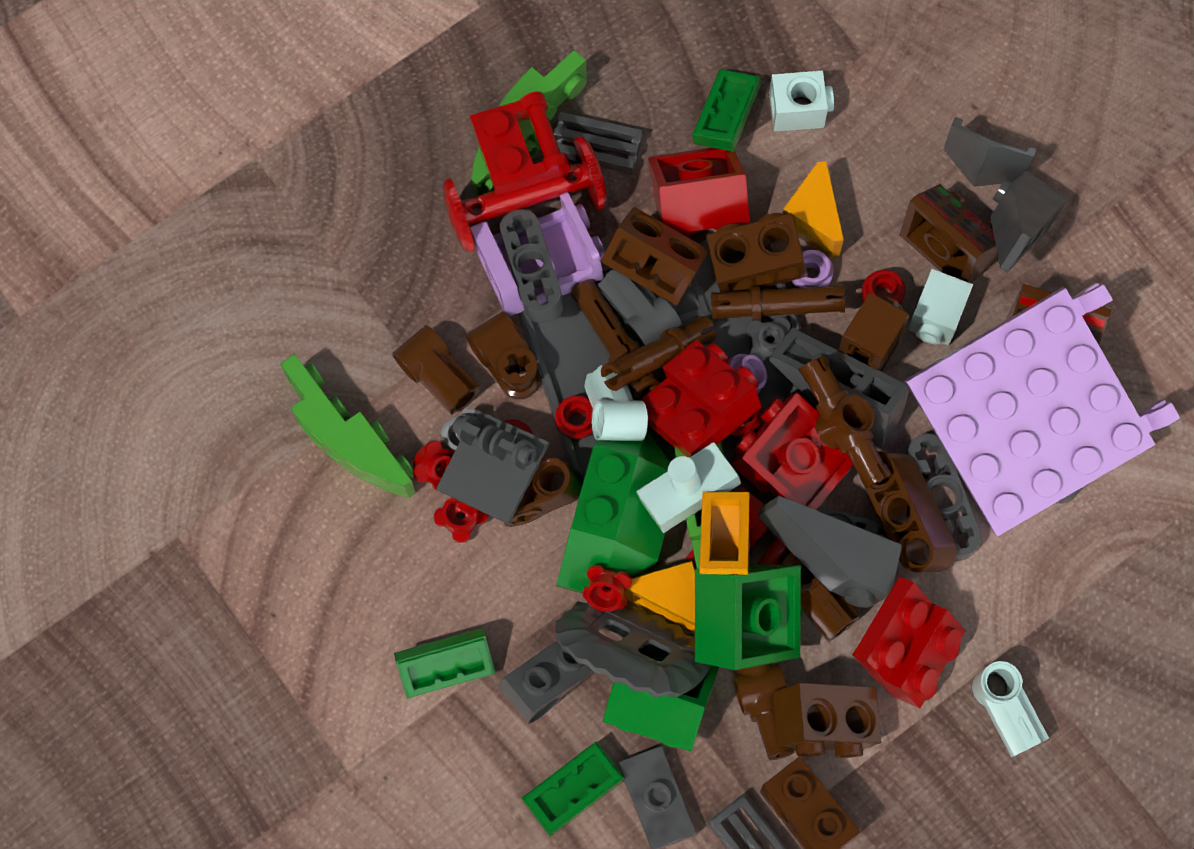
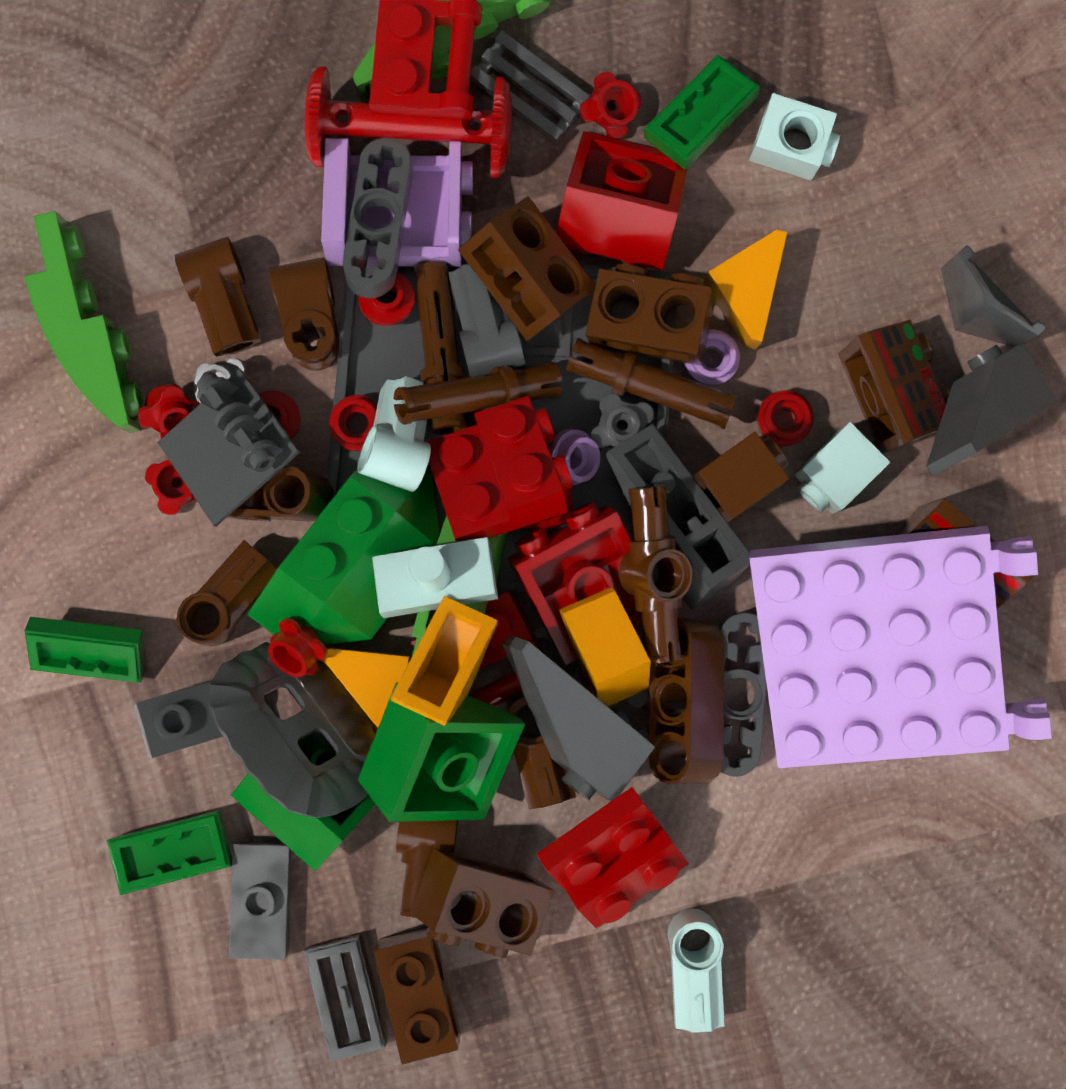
camera: 20 degrees right, 15 degrees up
(536, 578) = (232, 591): none -> reddish brown piece
(563, 332) = (390, 313): none -> red plate
(667, 123) = (626, 101): none -> red plate
(835, 488) = (607, 647): none -> light orange slope

